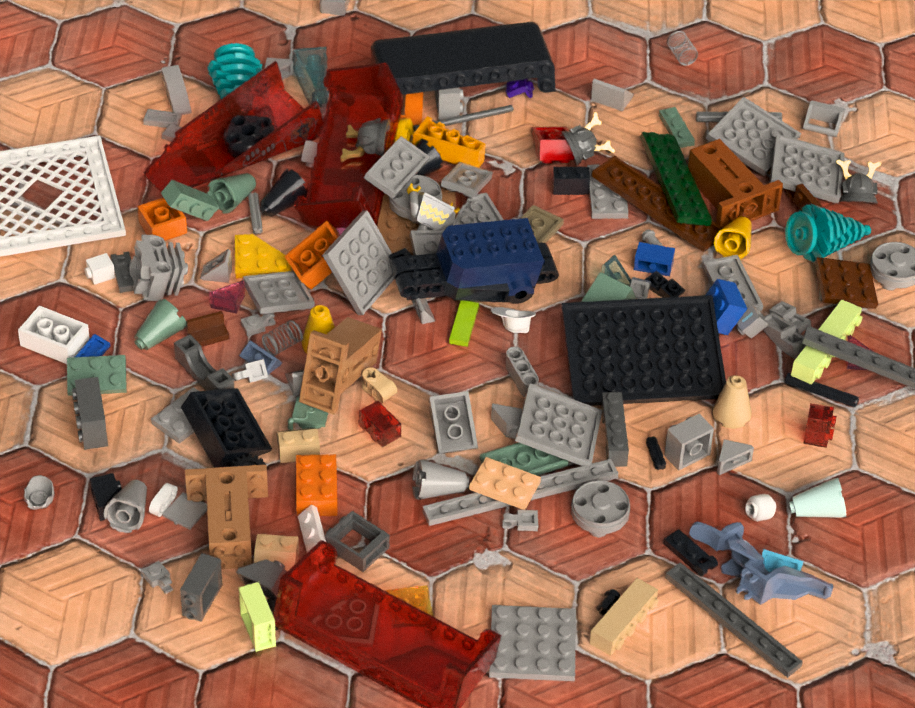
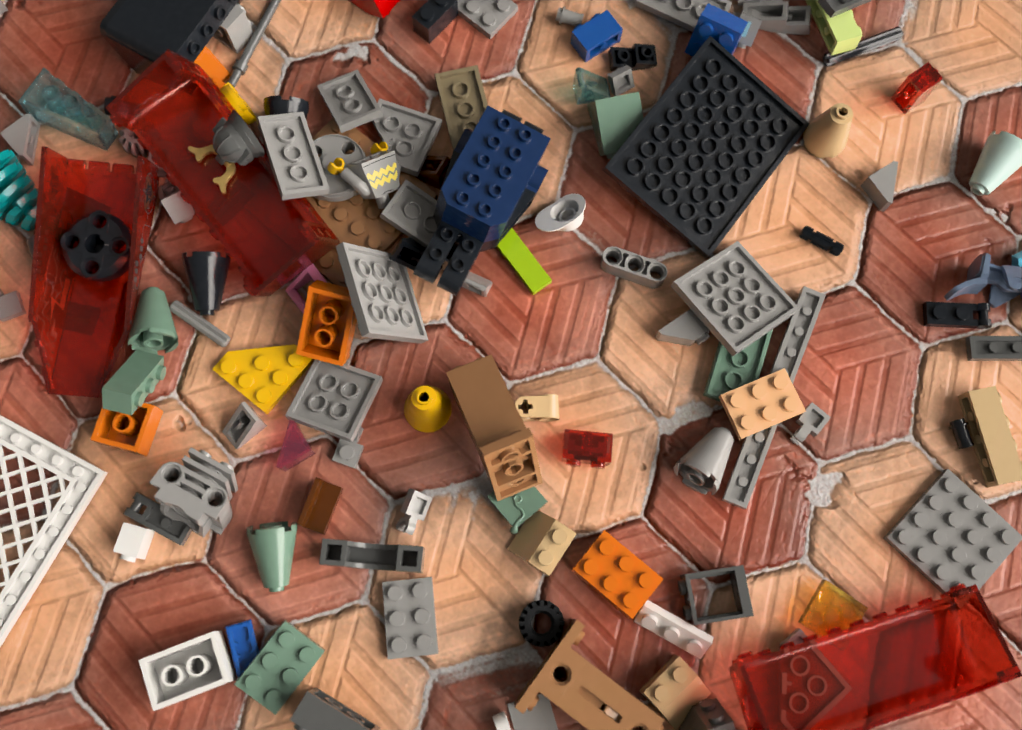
camera: 50 degrees left, 30 degrees up
(224, 425) = (470, 601): black slope -> none
(253, 352) = (397, 481): sand blue slope -> none
(274, 342) = (396, 463): light grey piece -> none
(295, 381) = (461, 472): light grey slope -> none
(450, 143) = (287, 75): light orange wedge -> none
(453, 422) = (643, 381): light grey slope -> none
(600, 507) = (853, 345): light grey piece -> none
(615, 428) = (791, 264): dark grey arch -> none
(688, 441) = (847, 206): light grey brick -> none
(760, 507) = (959, 215): white head -> none

